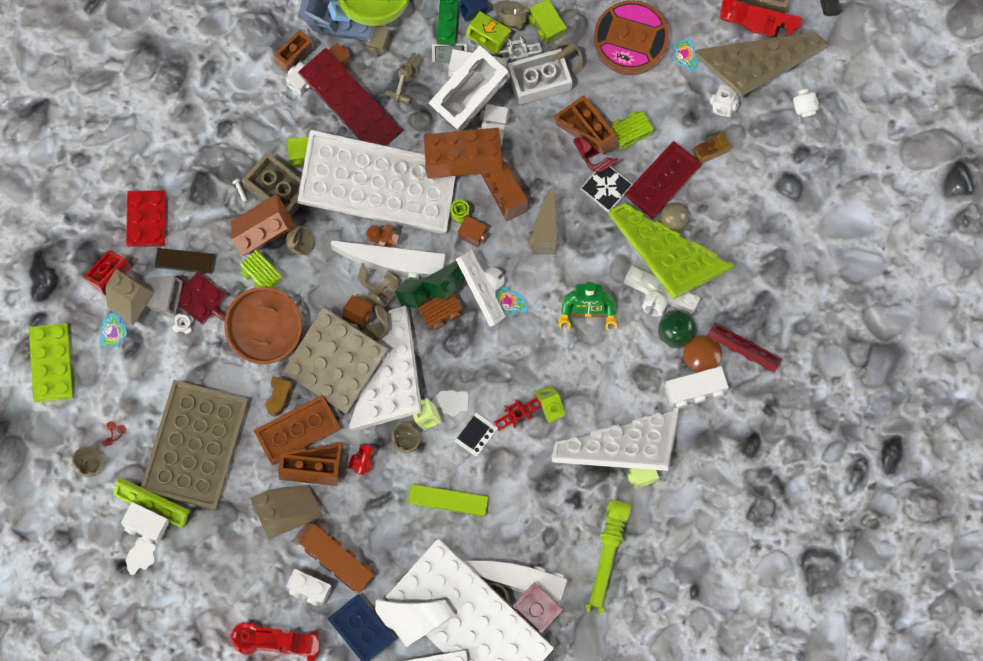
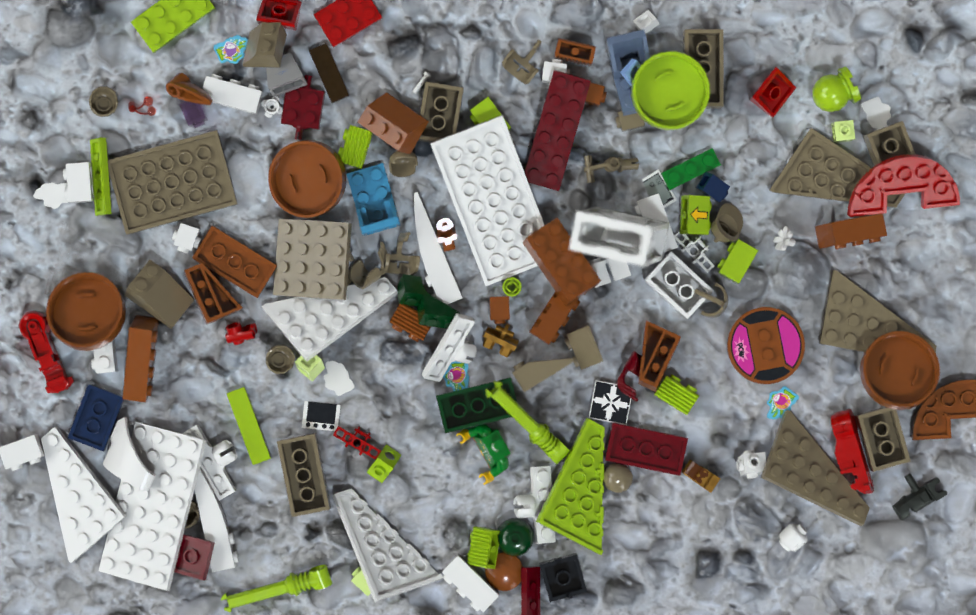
camera: 65 degrees right, 15 degrees up
(119, 387) = (184, 89): none -> dark orange piece
(146, 391) = (193, 114): none -> clear purple brick
(151, 350) = (233, 94): none -> white brick
(251, 458) = (186, 238): none -> white brick
(261, 578) = (86, 311): none -> dark orange brick
(274, 111) = (512, 67): none -> dark tan helmet
(280, 394) = (255, 229): pearl gold leg -> none
(317, 284) = (373, 199): none -> dark azure bracket
(357, 312) = (367, 252): dark orange brick -> none
(464, 546) = (214, 463): none -> white plate
(507, 241) = (502, 337): none -> pearl gold hips
(519, 473) = (303, 475): none -> dark tan brick
(544, 293) = (472, 407): none -> dark green brick
(546, 175) = (584, 348): none -> dark tan slope
(598, 255) = (538, 433): none -> lime piece
(671, 357) = (483, 547): none -> lime brick
(735, 305) = (563, 577): none -> black brick

